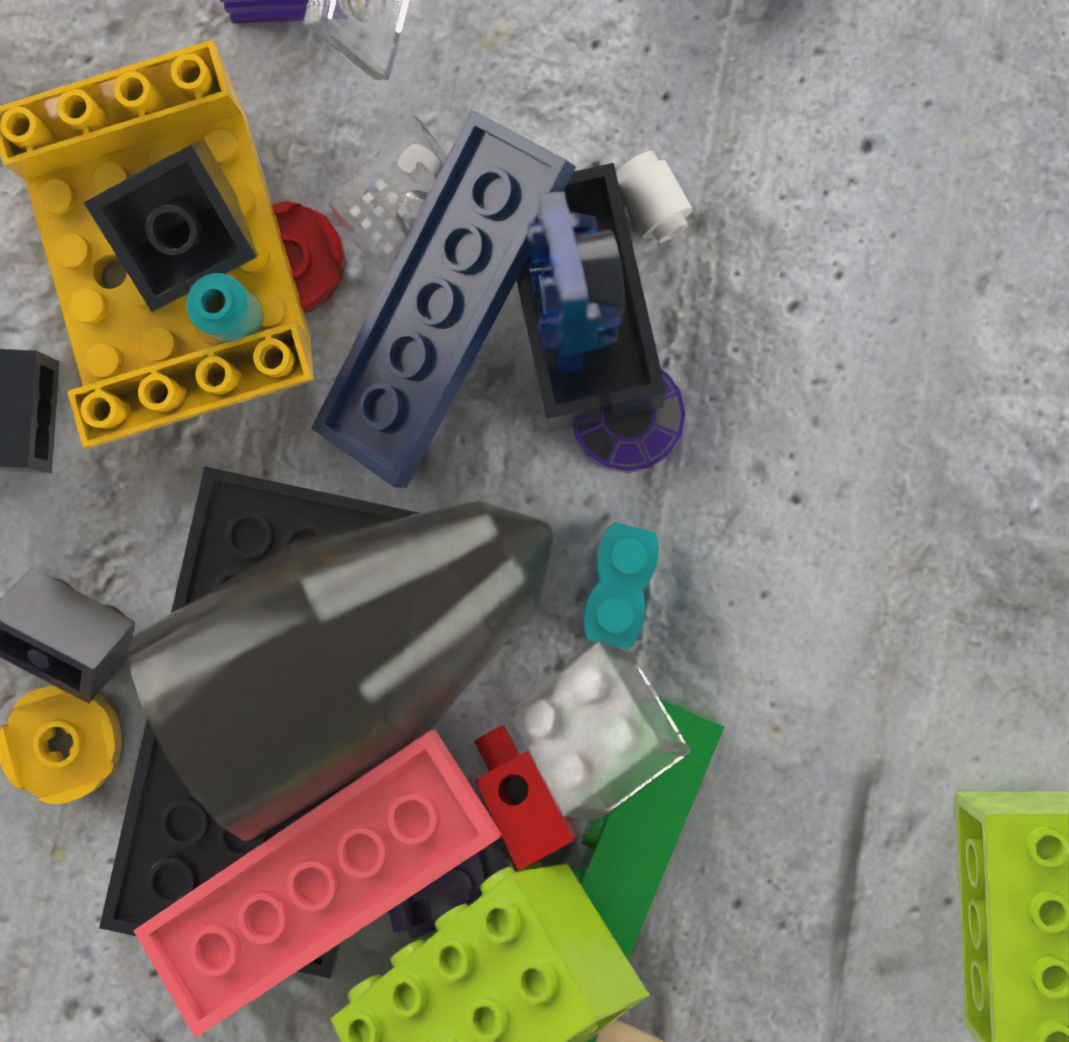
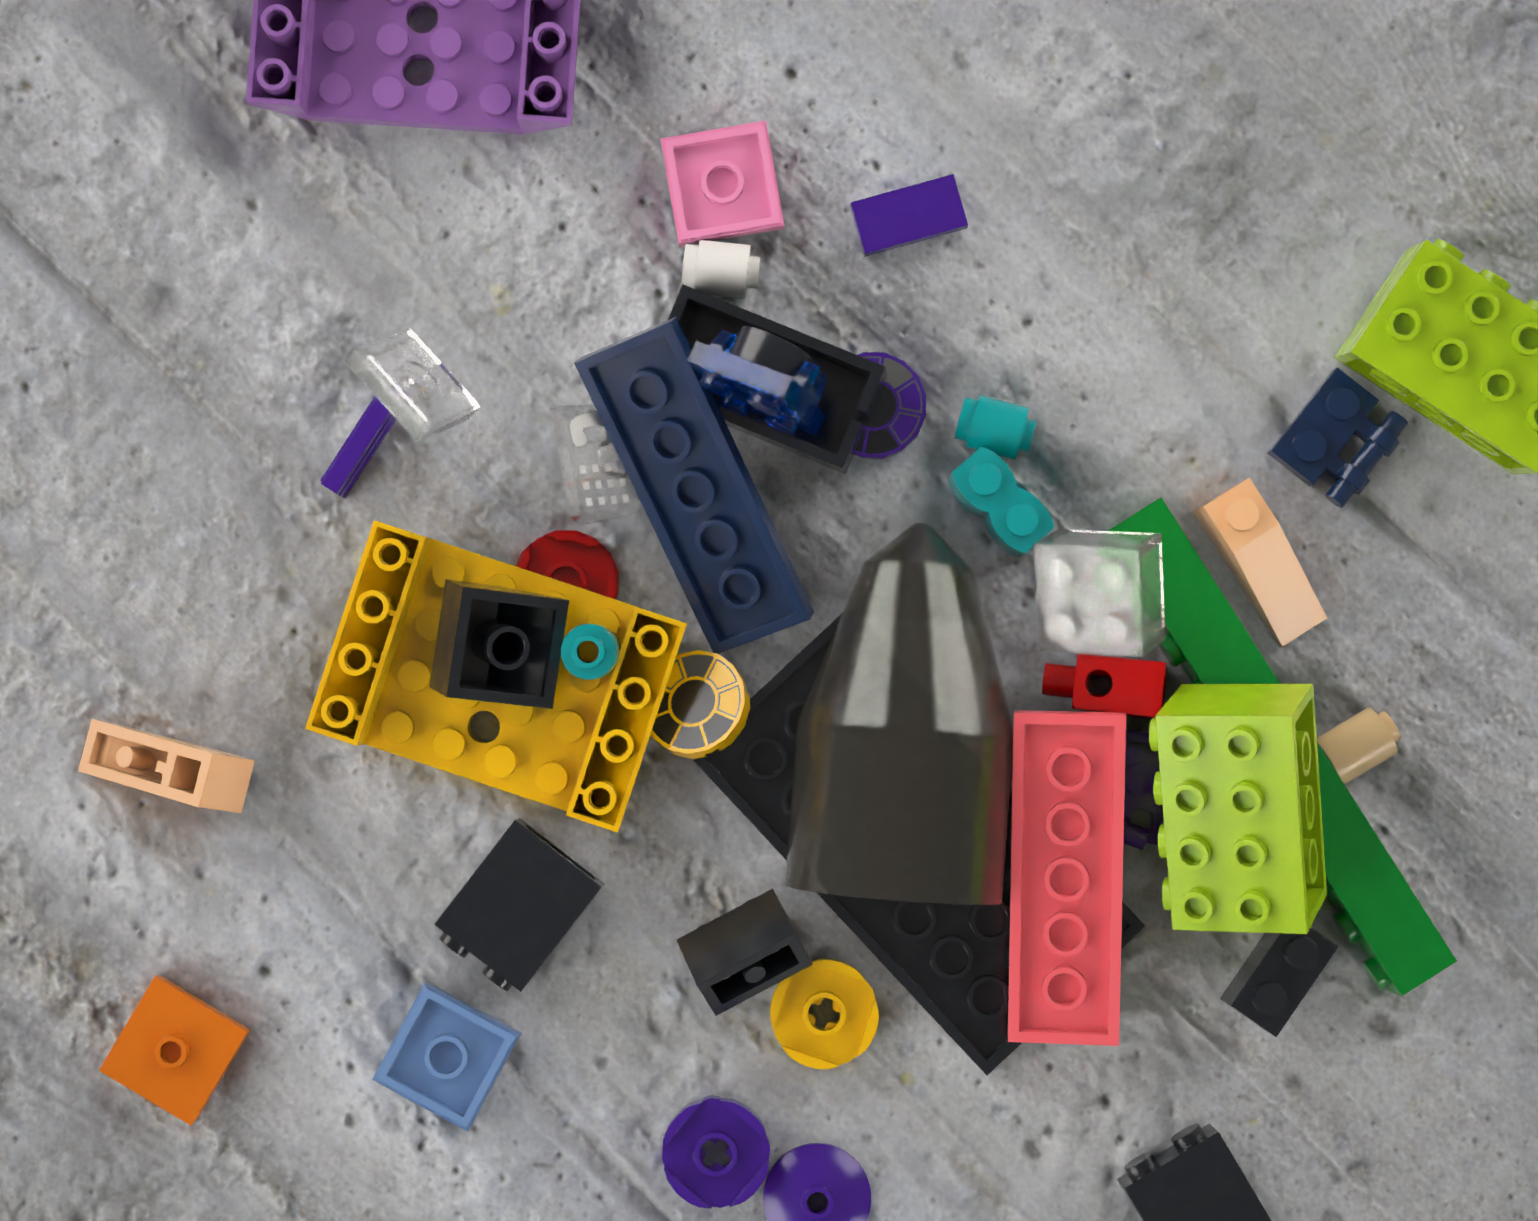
camera: 55 degrees left, 0 degrees up
(254, 444) = (701, 706): none -> tile
(683, 533) = (995, 426): none -> teal brick
(730, 149) = (722, 183): none -> bright pink plate
(732, 853) = (1261, 561): none -> light nougat slope
(816, 331) = (909, 215): none -> dark purple tile
(892, 828) = (1325, 426): none -> dark blue plate

